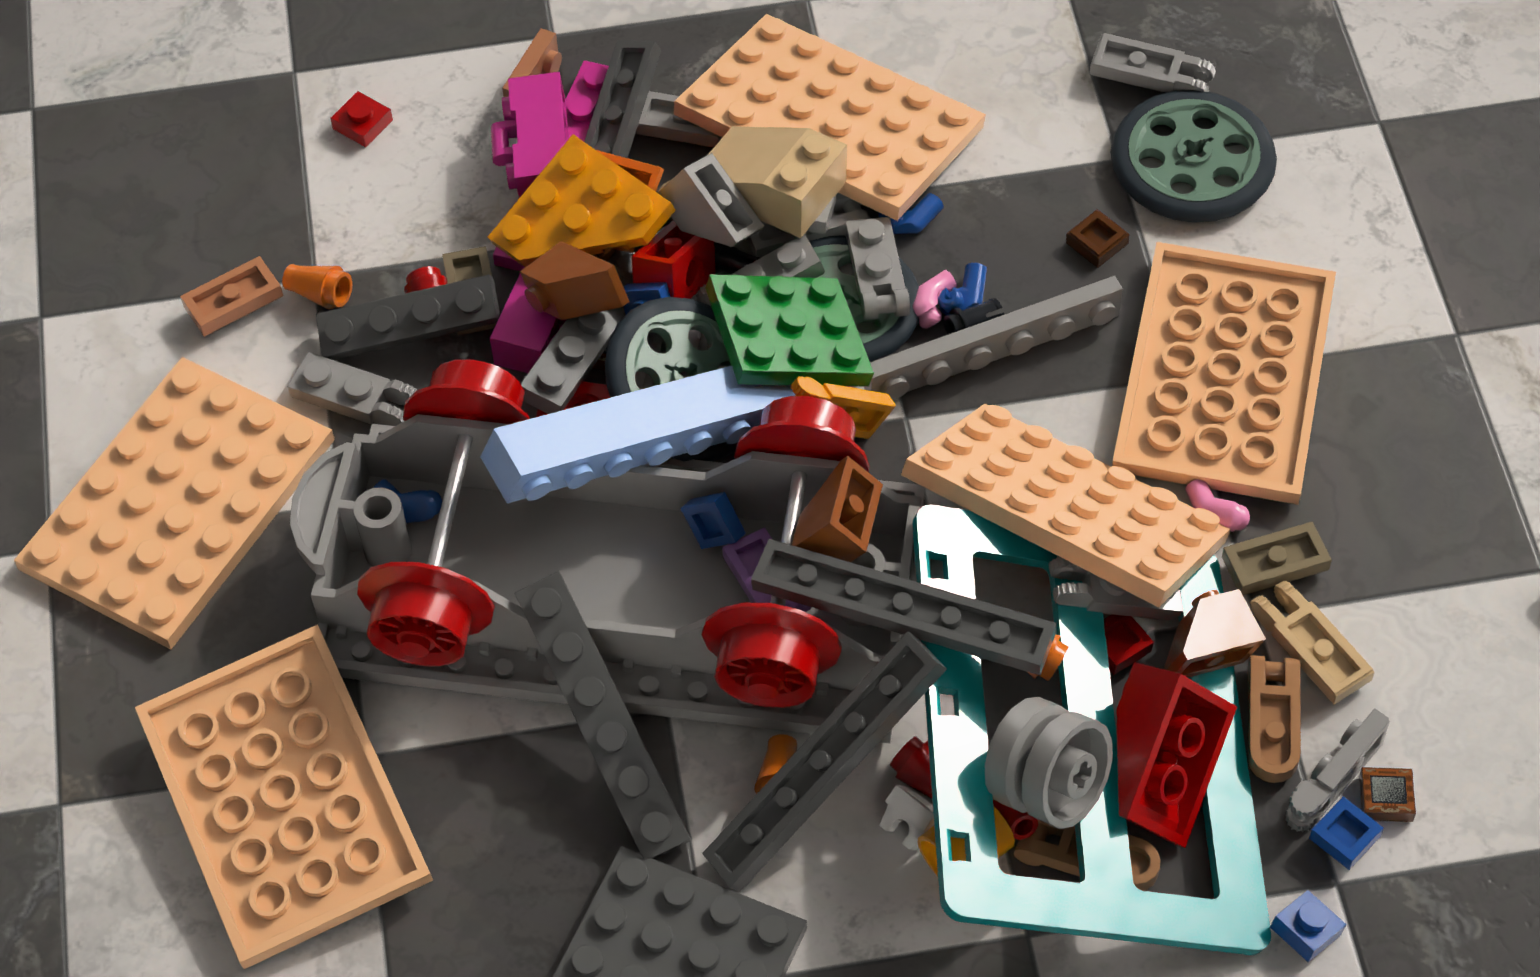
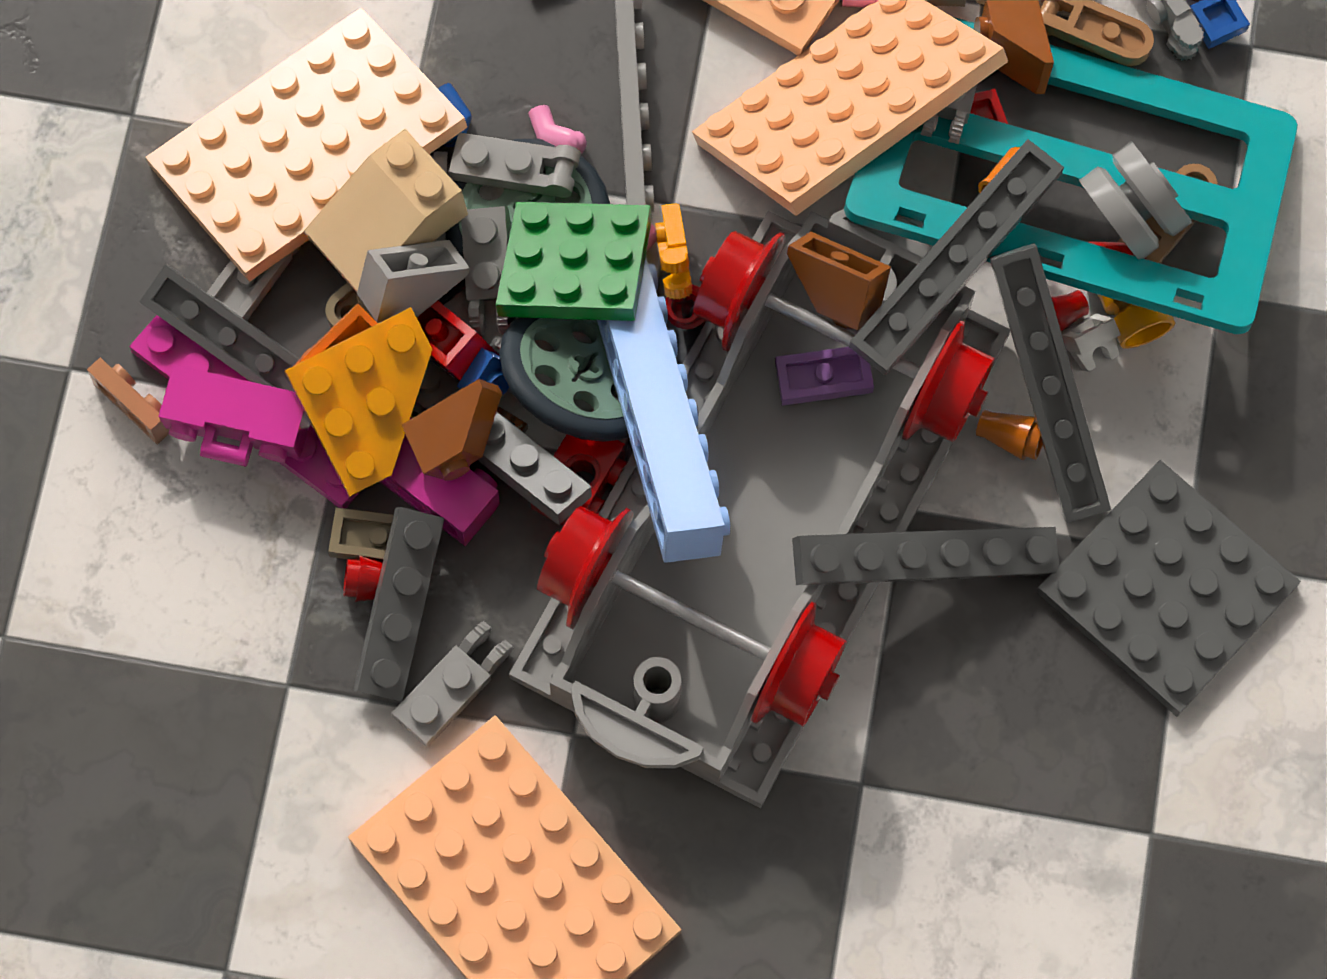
camera: 75 degrees left, 15 degrees up
(231, 296) = (290, 769): nougat plate -> none
(282, 796) = (893, 861): light nougat plate -> none
(321, 284) = (310, 681): orange cone -> none
(361, 119) = (105, 584): red plate -> none
(417, 505) = (630, 654): blue arm -> none
(713, 520) = (754, 397): blue plate -> none
(969, 294) = (564, 101): blue arm -> none
(970, 316) = (597, 115): black pin -> none
(1167, 749) = (1111, 111): red slope -> none
(1308, 925) = (1288, 81): plate -> none

